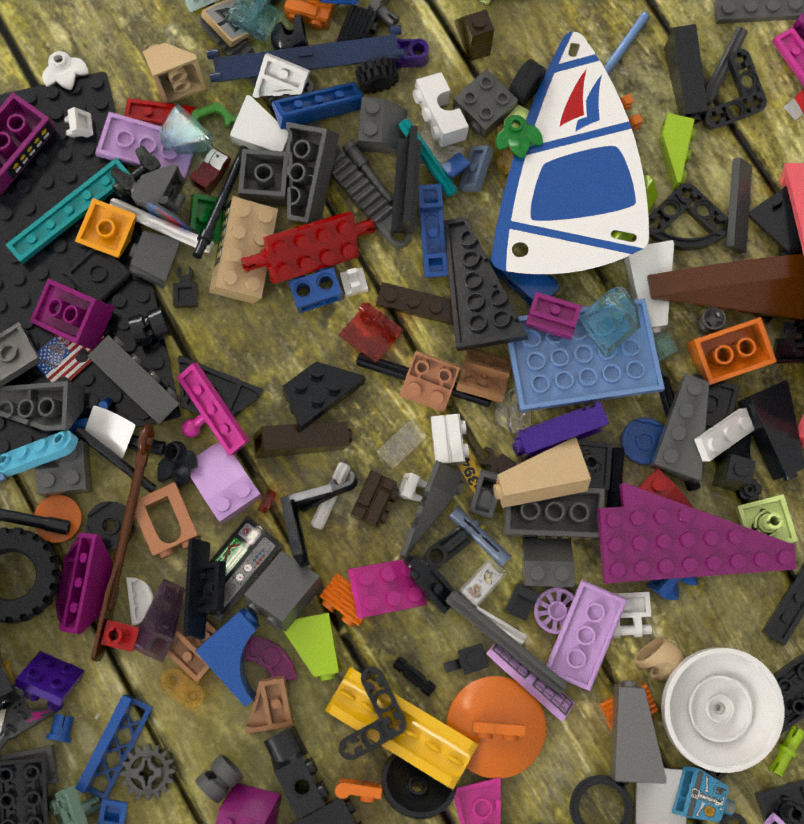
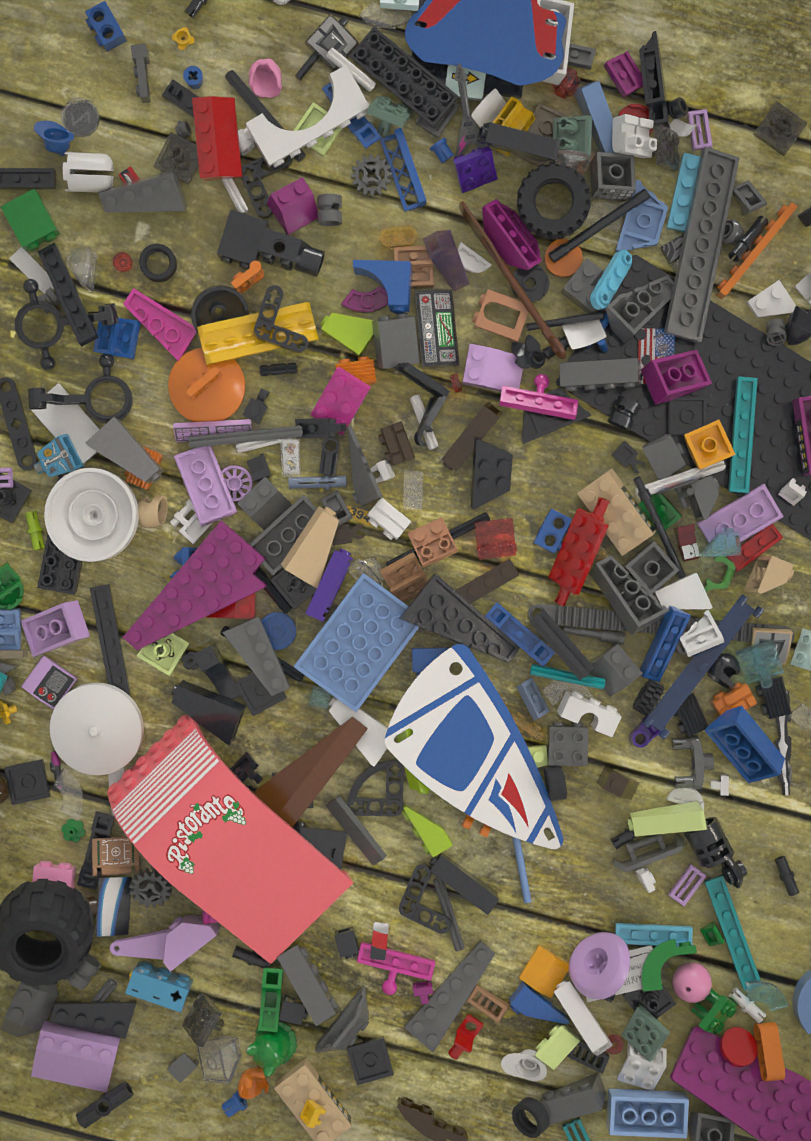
camera: 135 degrees right, 10 degrees up
(120, 635) = (460, 229): red bracket -> none
(125, 181) = (725, 482): pearl dark grey piece -> none
(203, 588) = (441, 299): black bracket -> none
(271, 706) = (340, 274): medium nougat wing -> none
(354, 282) = (535, 559): white tile -> none
(455, 165) = (546, 687): blue slope -> none
(518, 138) = (523, 739): green plate -> none
(553, 315) = (397, 646): magenta plate -> none
(611, 320) = (361, 676): clear light blue slope -> none
(714, 317) = (305, 743): dark grey wheel -> none
(724, 434) = (234, 674): white plate -> none
(732, 351) = (276, 731): orange slope -> none

